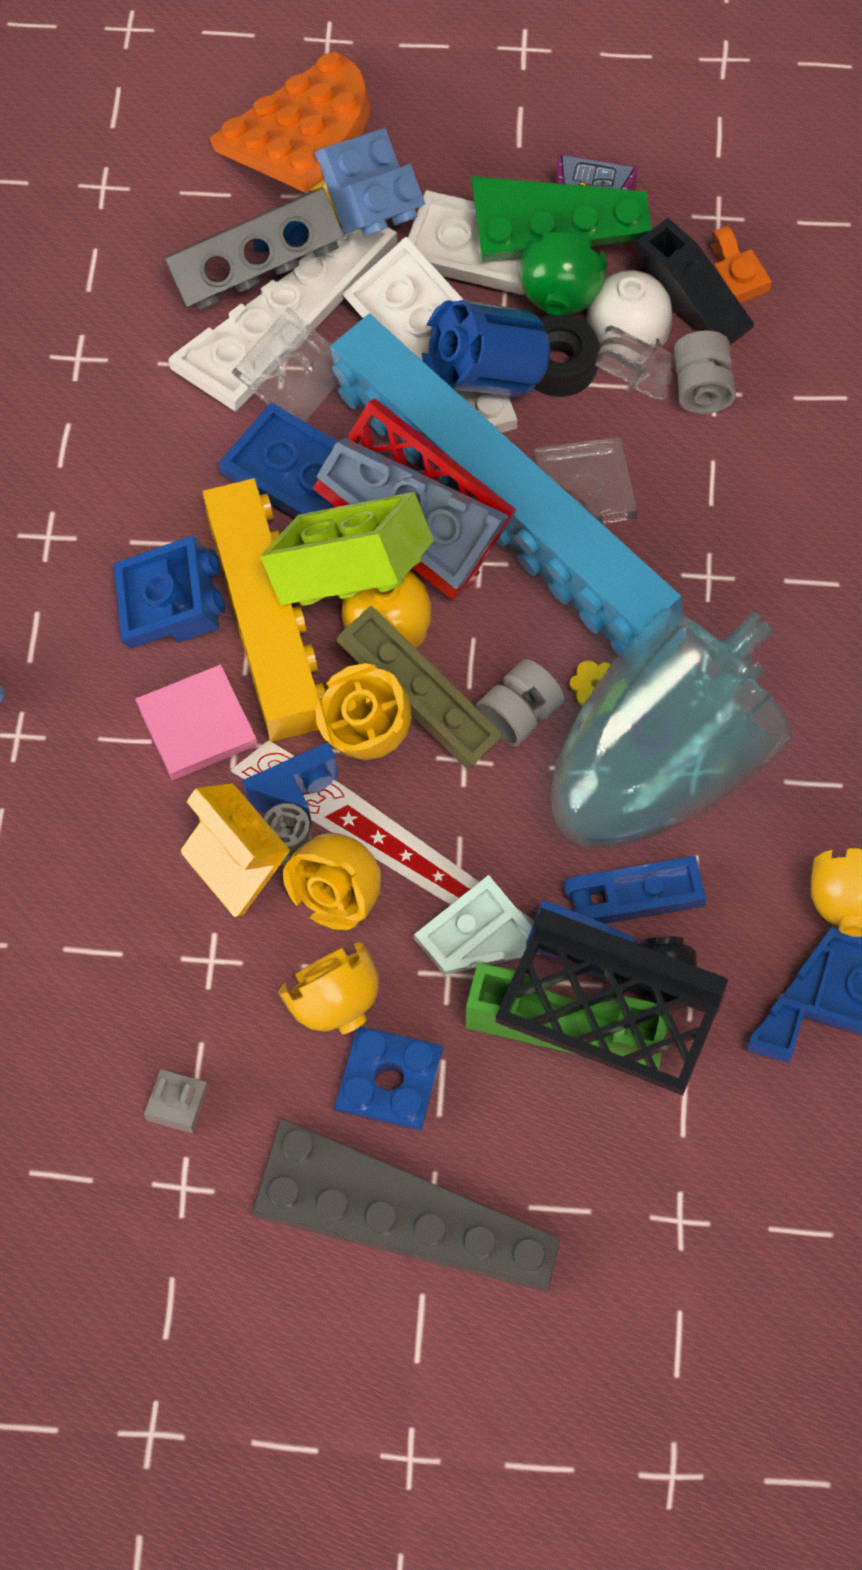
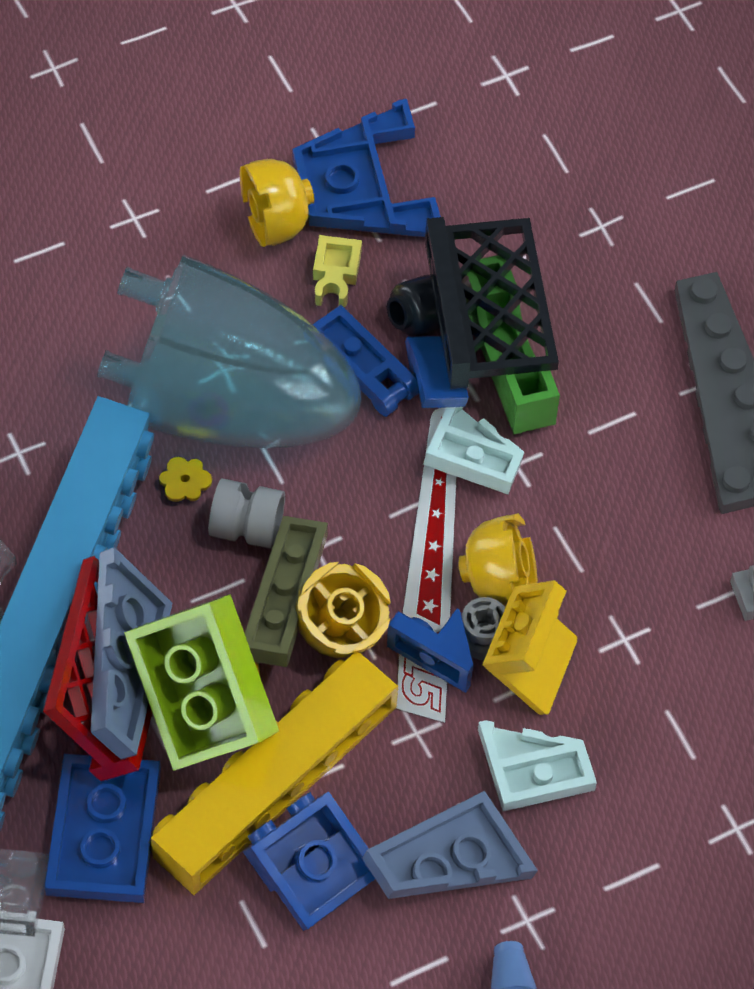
camera: 125 degrees left, 5 degrees down
(103, 695) = (450, 852): none -> sand blue wing
(136, 805) = (534, 766): none -> light aqua wing
(196, 722) = (419, 768): bright pink tile -> none
(334, 991) = (599, 511): yellow cylinder -> none
(381, 1052) = (640, 429): blue piece -> none
(761, 927) = (336, 266): none -> light yellow plate

